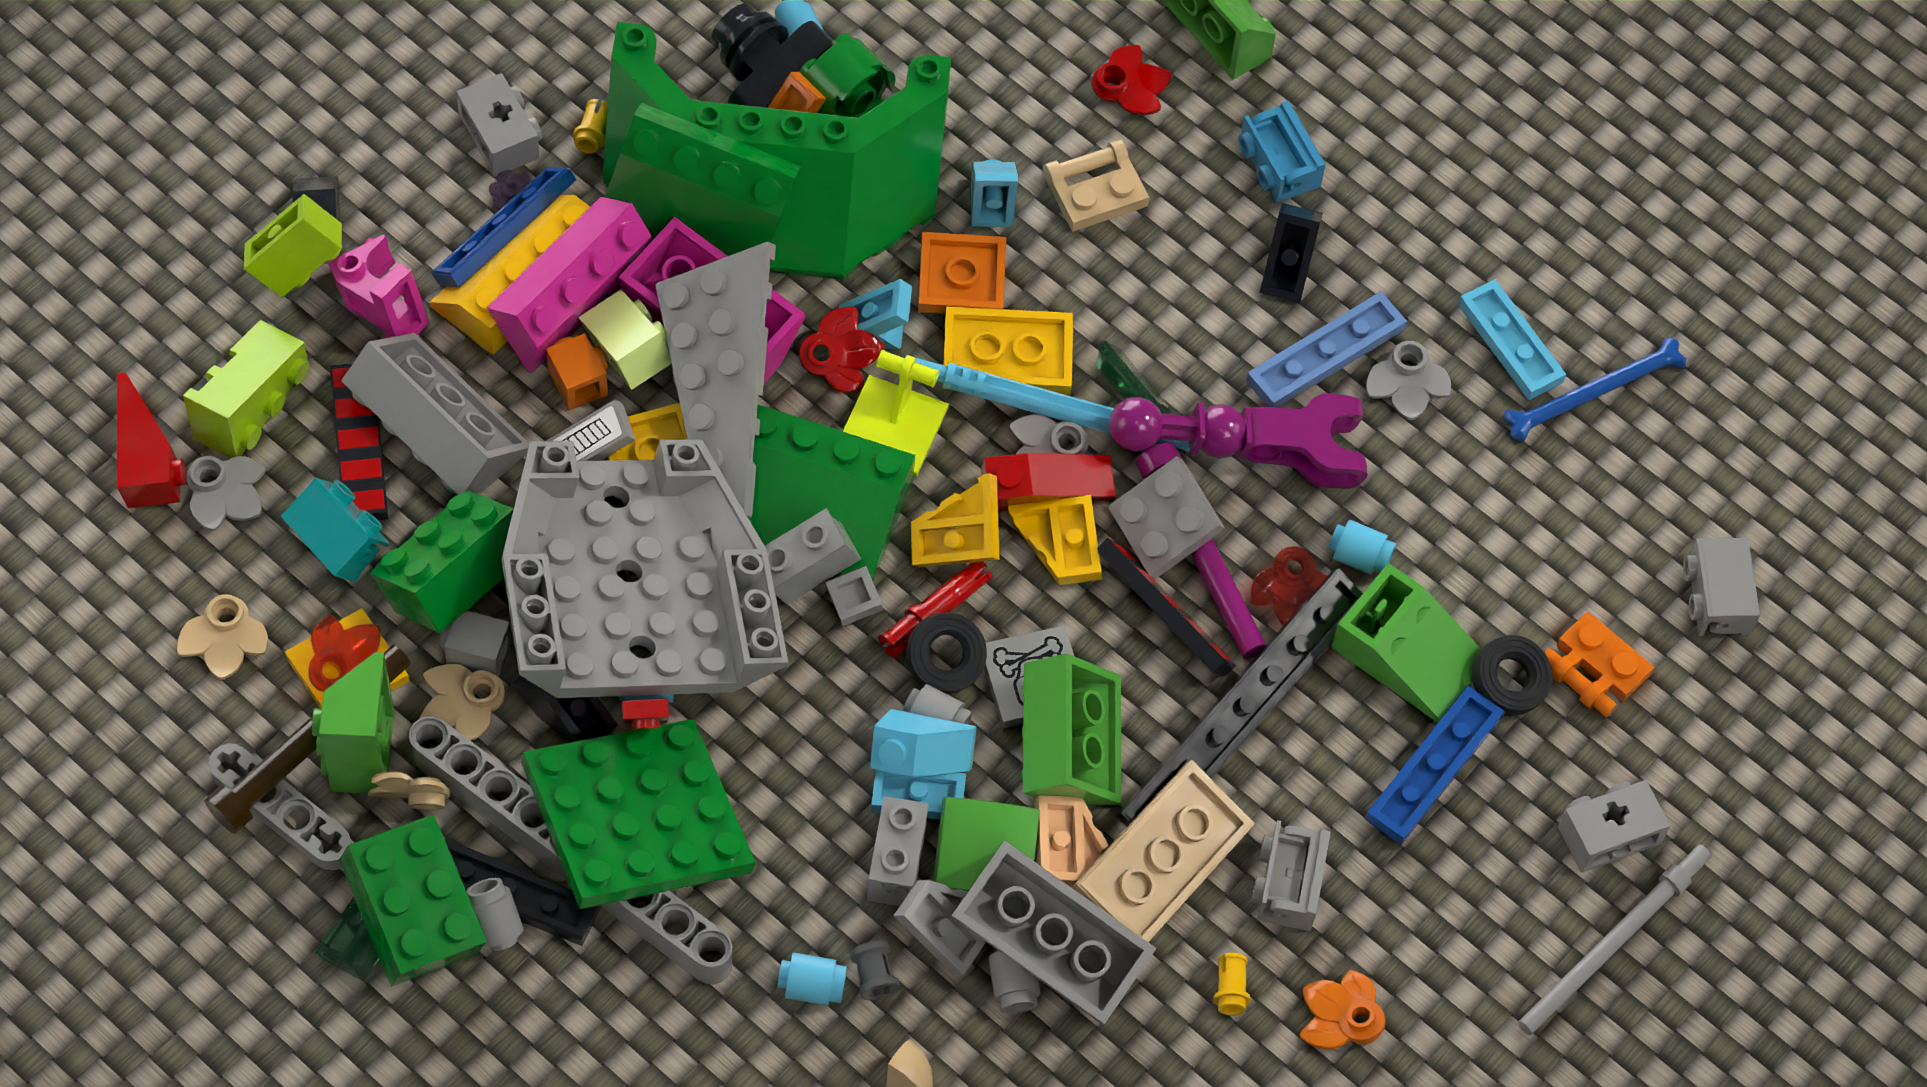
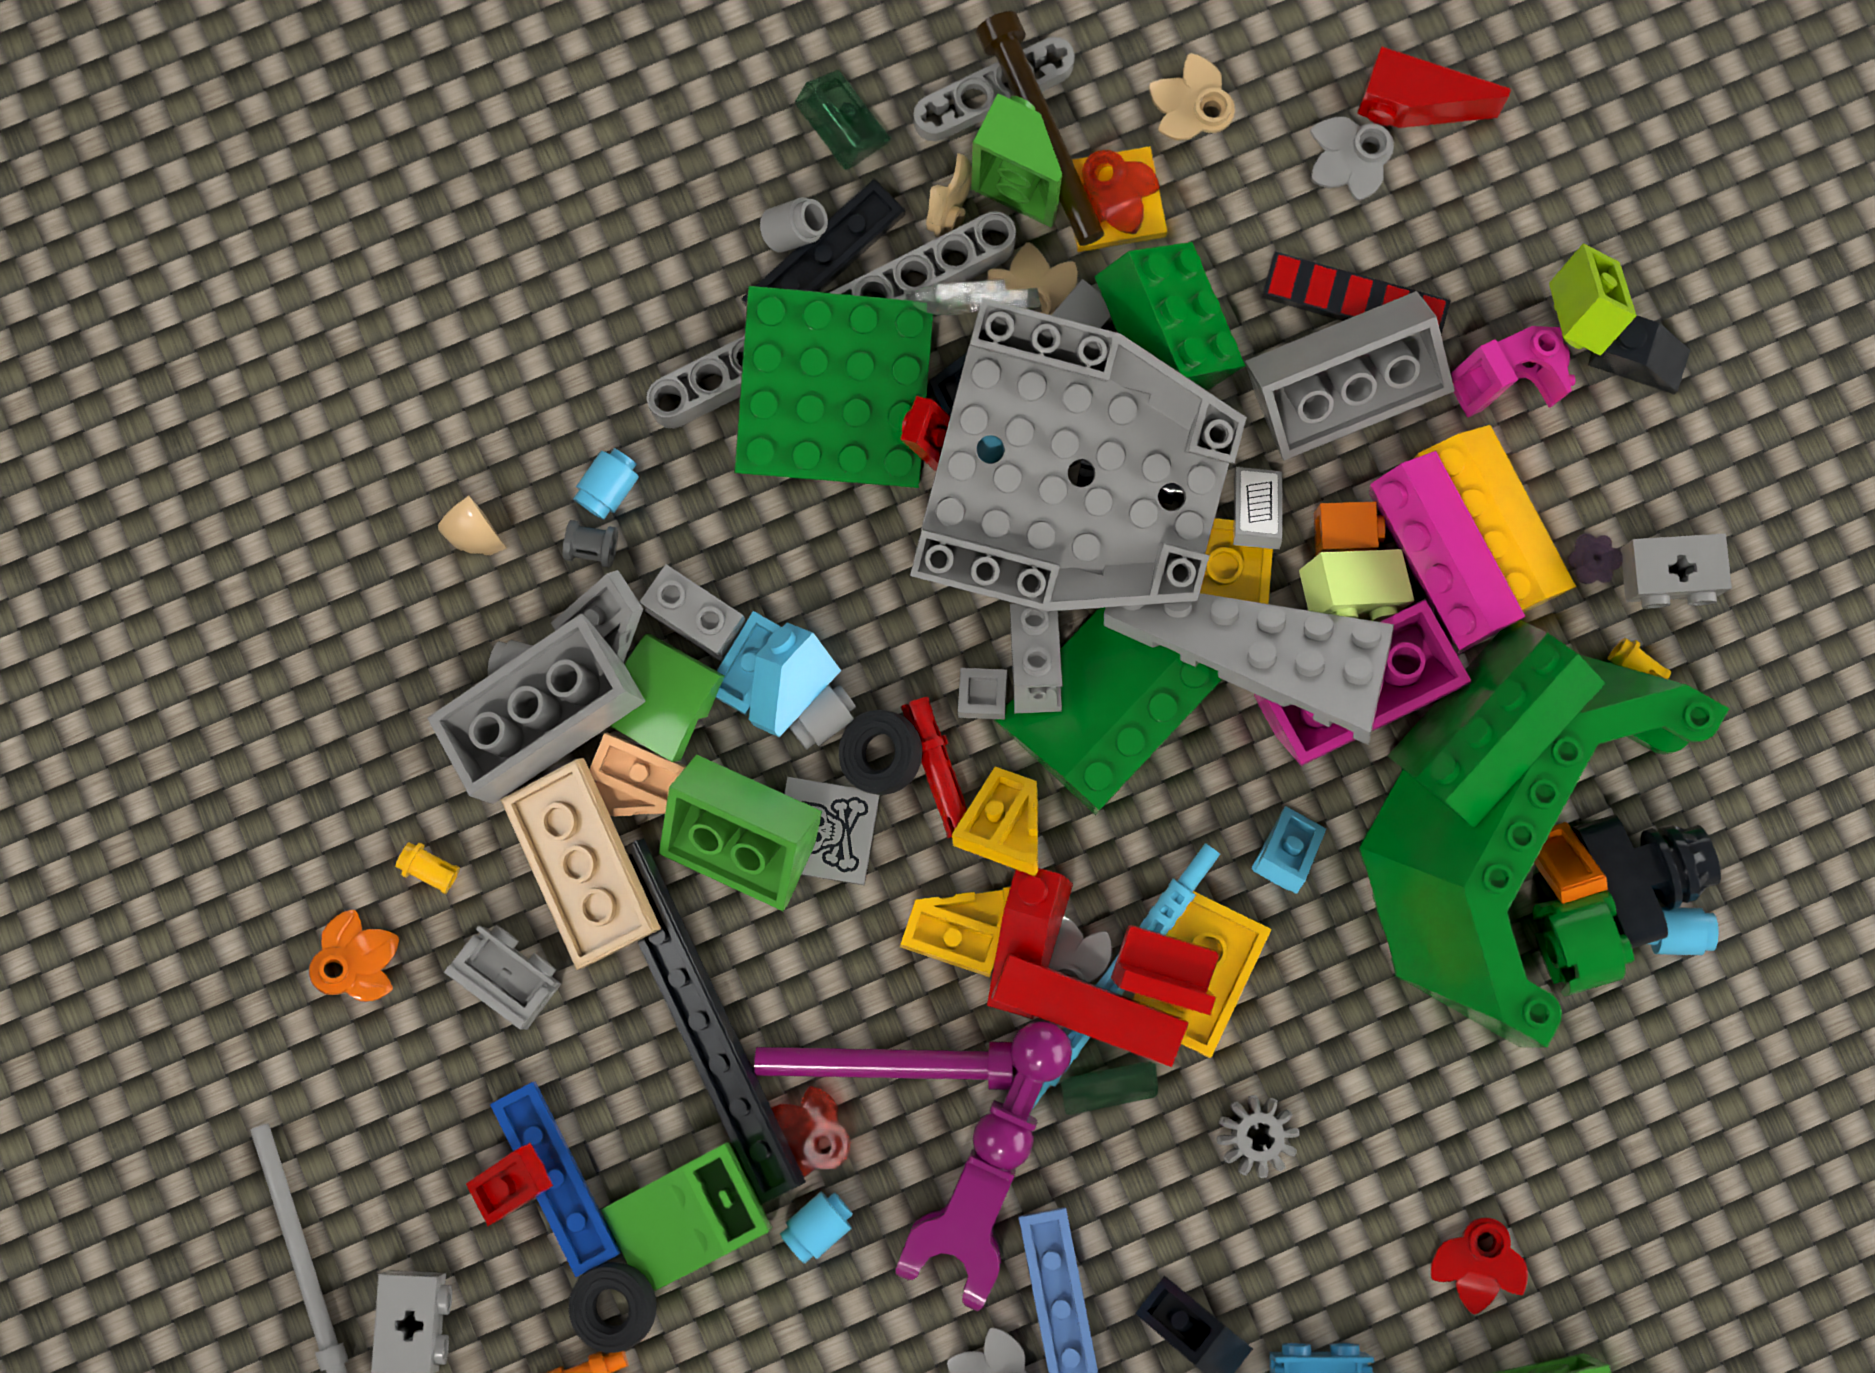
camera: 120 degrees right, 20 degrees up
(247, 390) = (1448, 208): lime wedge -> none
(335, 528) = (1257, 231): teal hinge -> none
(412, 900) = (832, 151): green brick -> none
(503, 226) = (1547, 526): blue tile -> none
(510, 721) = (966, 297): none -> clear slope
(847, 350) = (1263, 807): red plate -> none
(896, 413) = (1160, 818): neon yellow plate -> none
(961, 272) = (1307, 967): orange plate -> none
(993, 193) = (1393, 1042): medium azure slope -> none
(1024, 358) = (1166, 969): none -> red panel
(1083, 405) = (1090, 1010): none -> red tile
(1100, 196) = (1348, 1163): tan plate -> none
(1116, 260) = (1243, 1144): none -> light grey gear
(1166, 517) = (932, 1039): light grey plate -> none
(1166, 607) = (837, 992): black tile -> none
(1460, 788) = (509, 1184): none -> red plate

